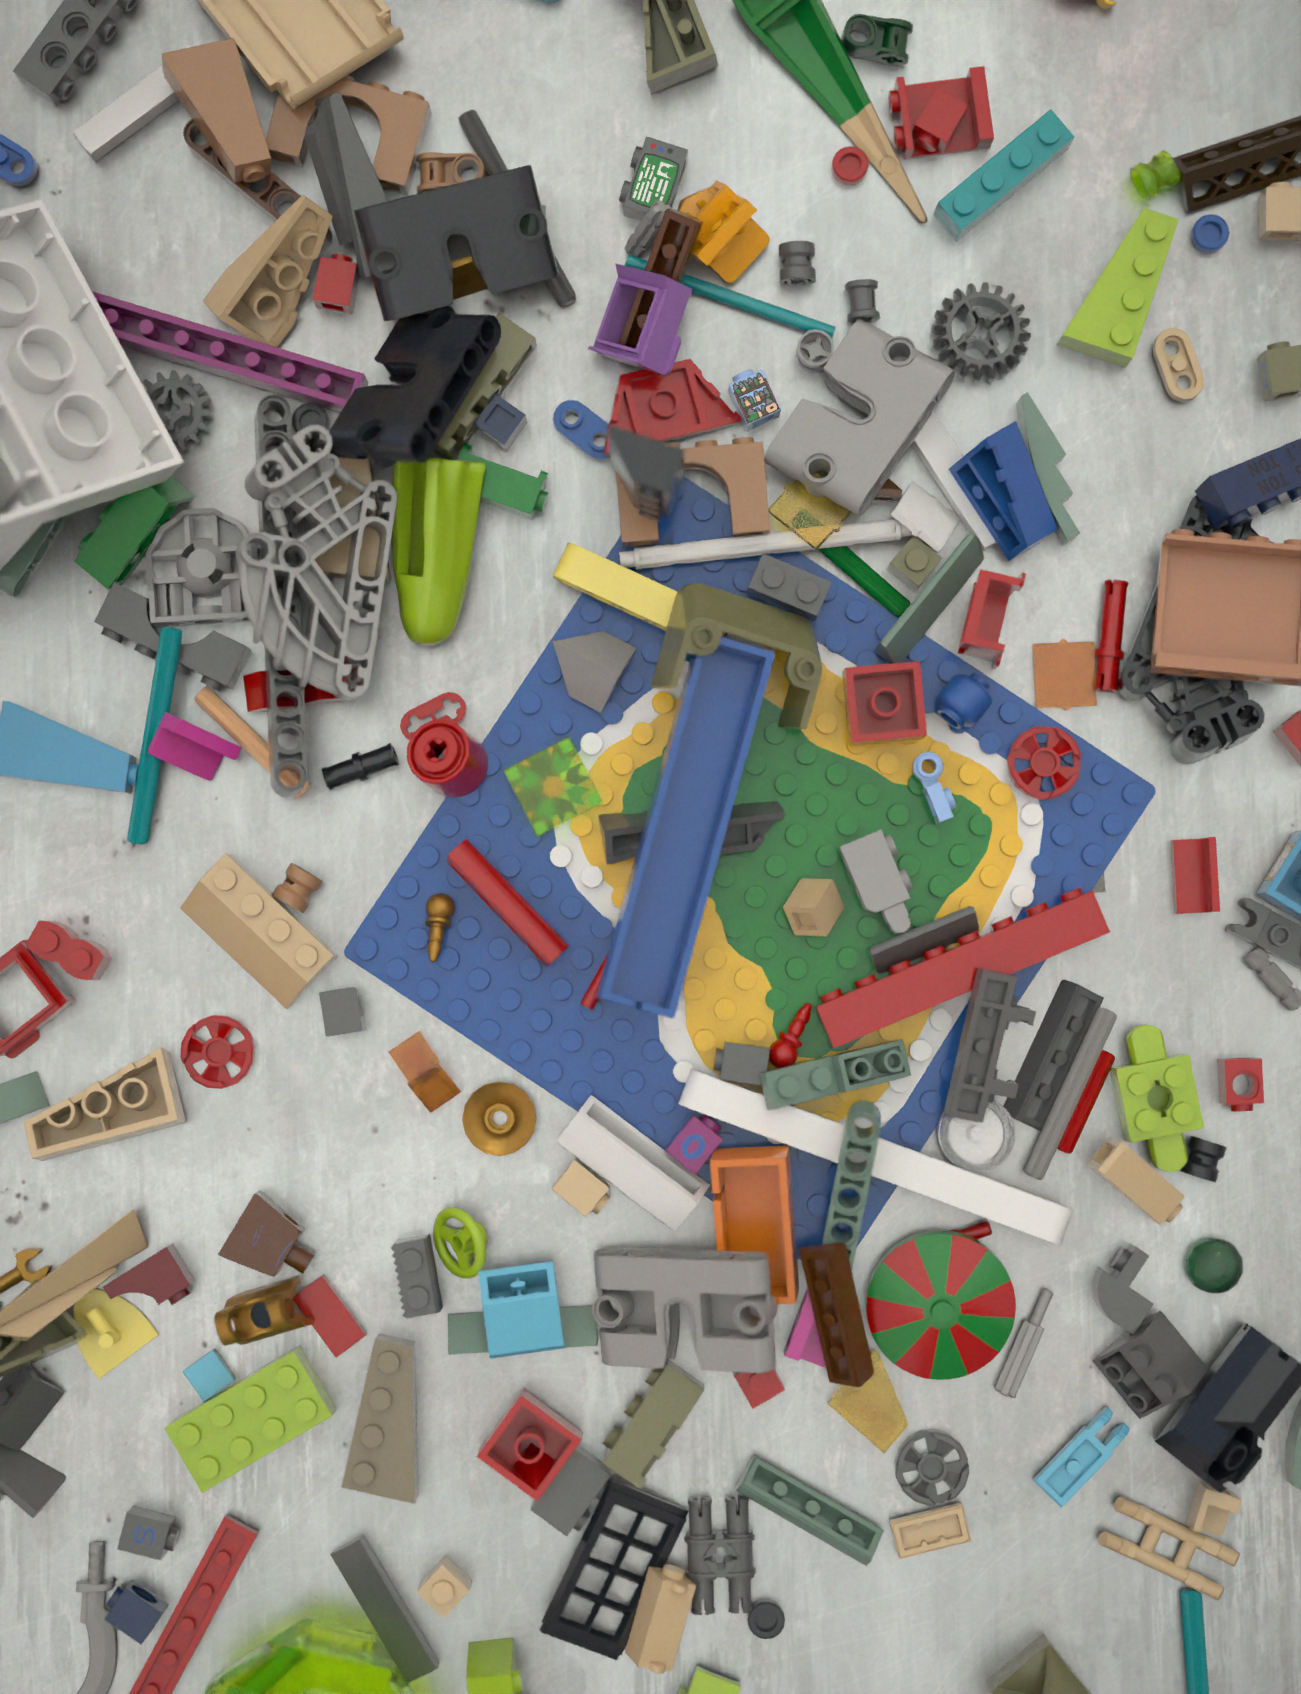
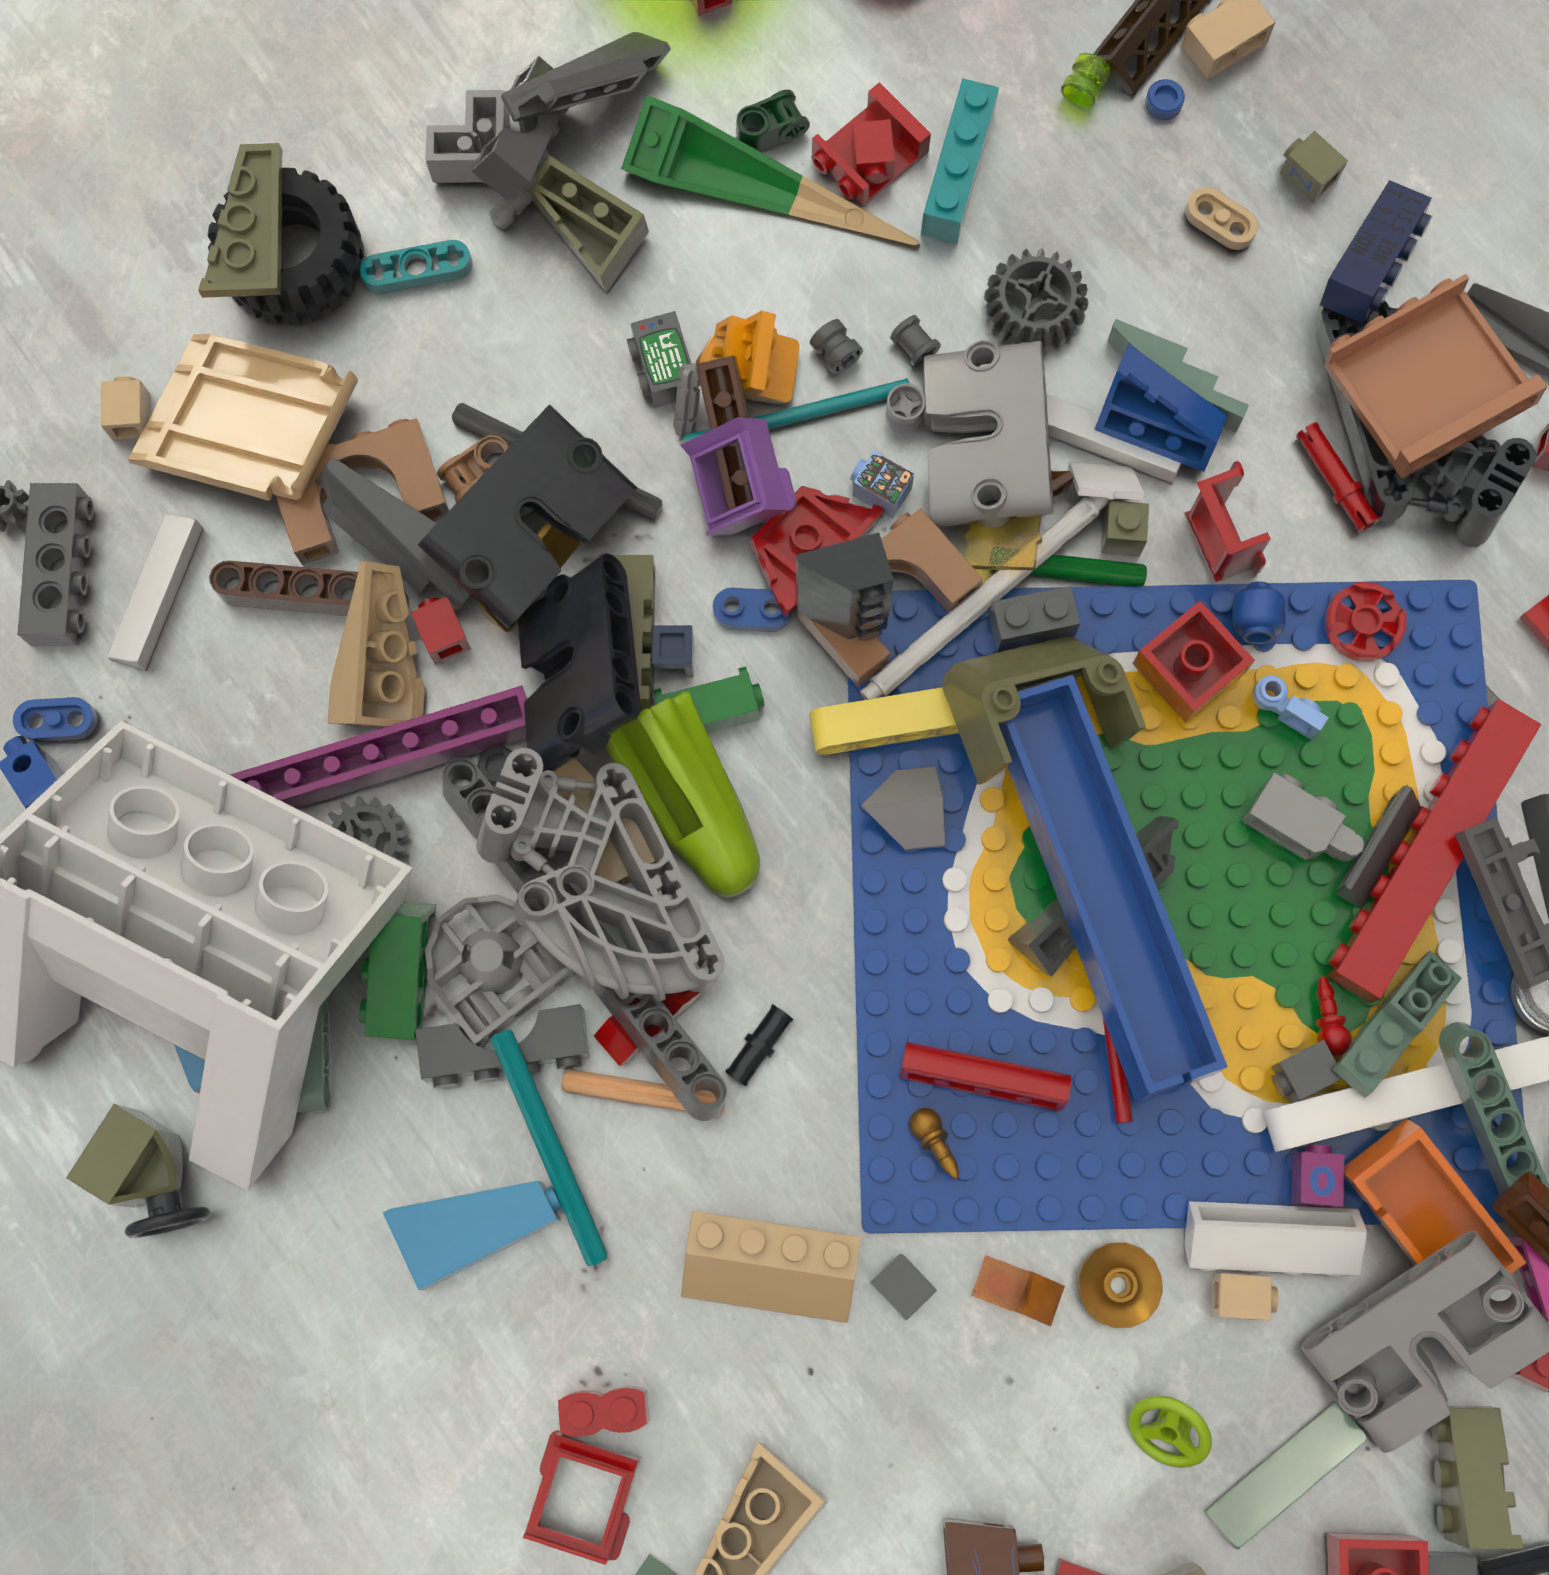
camera: 35 degrees left, 10 degrees down
(190, 747) = (590, 1133): dark pink panel -> none
(217, 1052) = (811, 1410): red piece -> none
(219, 101) = (231, 537): medium nougat slope -> none
(297, 887) = (779, 1198): medium nougat wheel -> none
(417, 1276) = (1153, 1494): dark grey brick -> none
(432, 707) = (786, 949): red beam -> none
(463, 763) = (857, 981): red piece -> none
(521, 1309) = (1276, 1454): medium azure slope -> none
(553, 786) = (949, 940): clear neon green tile -> none
(813, 907) = (1263, 886): tan panel -> none
(849, 165) = (821, 240): red tile -> none
(931, 601) = (1162, 550): sand green slope -> none
(1064, 674) = (1321, 538): clear orange piece -> none
(1120, 300) = (1133, 192): lime wedge -> none

